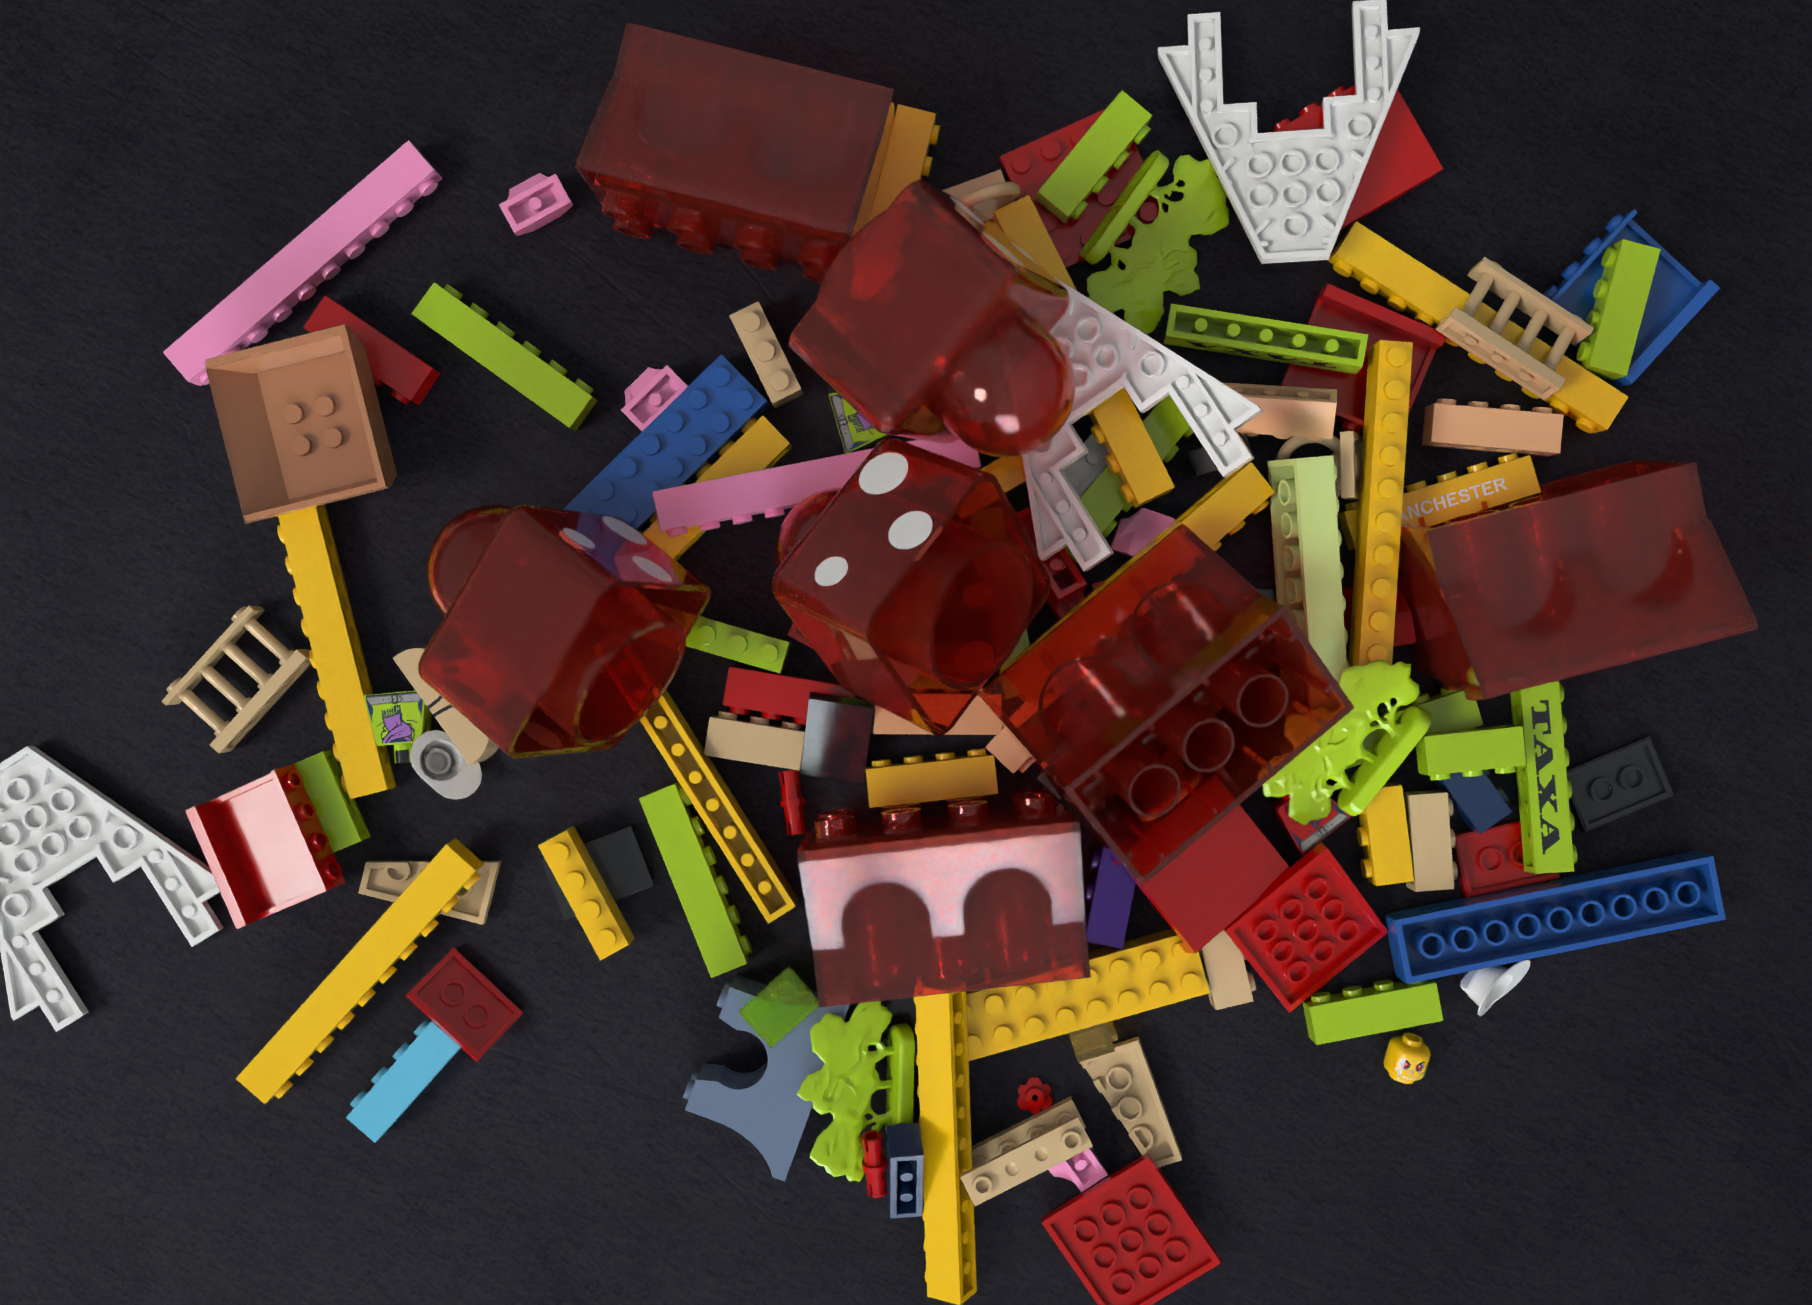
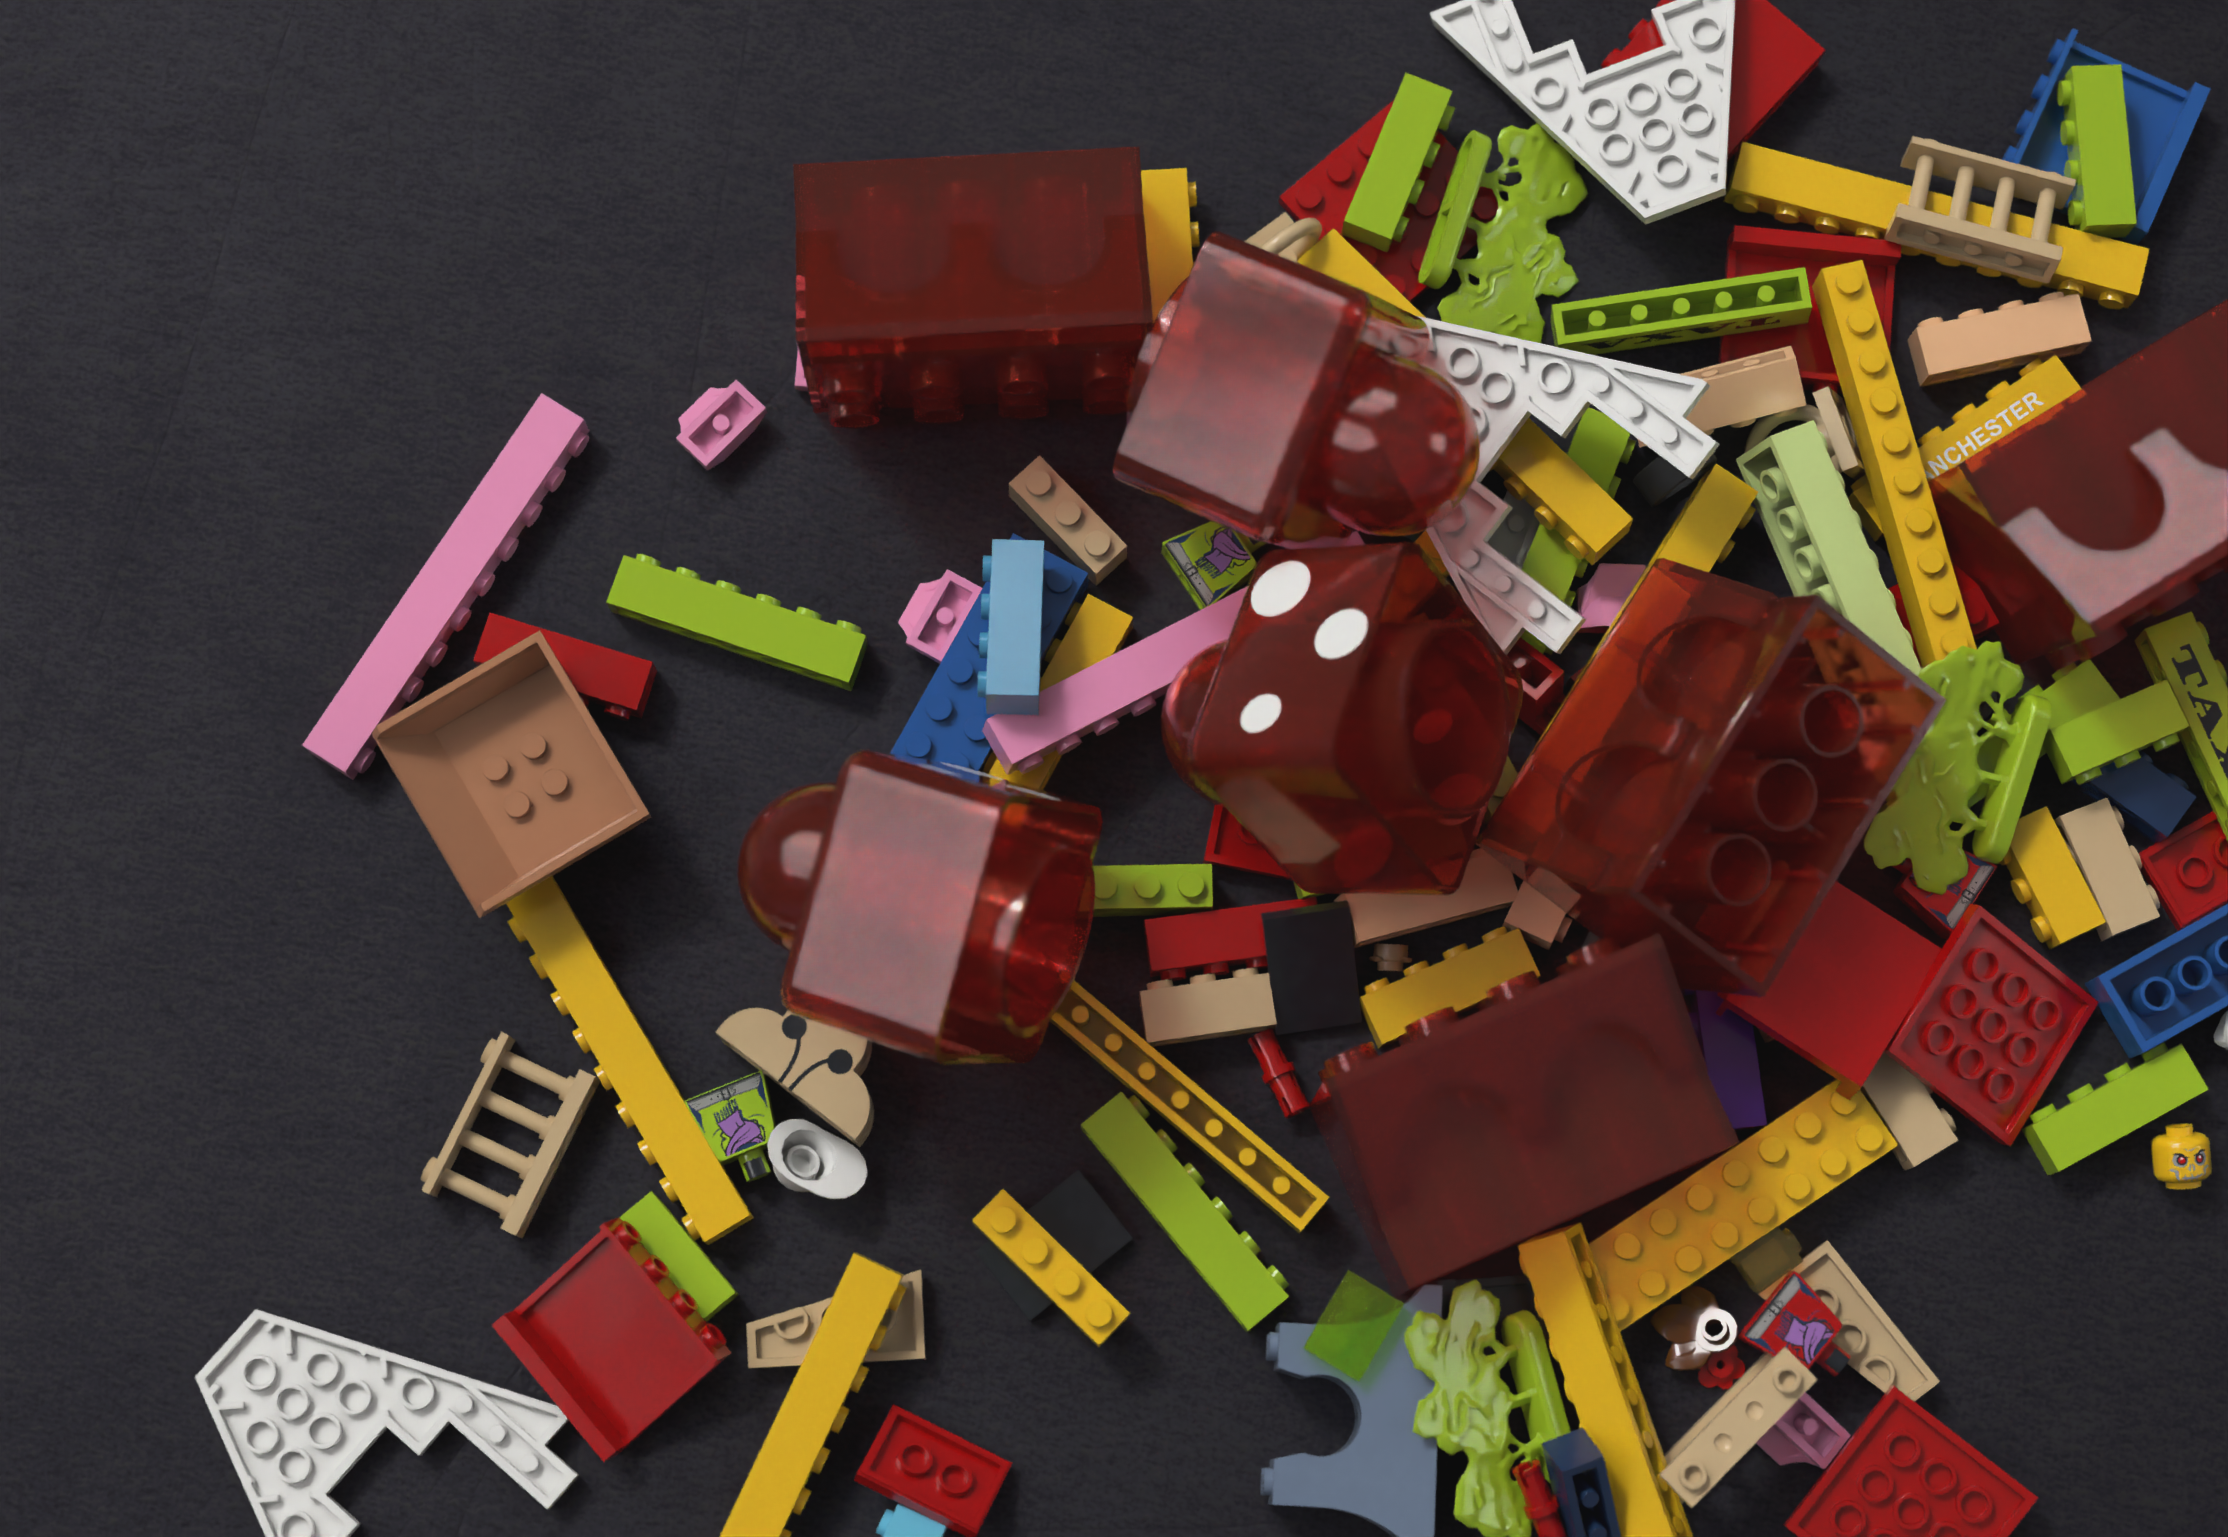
camera: 25 degrees left, 10 degrees down
(693, 428) = (1014, 627): none -> dark azure brick
(898, 744) = (1390, 956): none -> medium nougat plate
(1020, 1066) = (1688, 1329): none -> reddish brown plate
(1093, 1095) = (1800, 1322): none -> torso

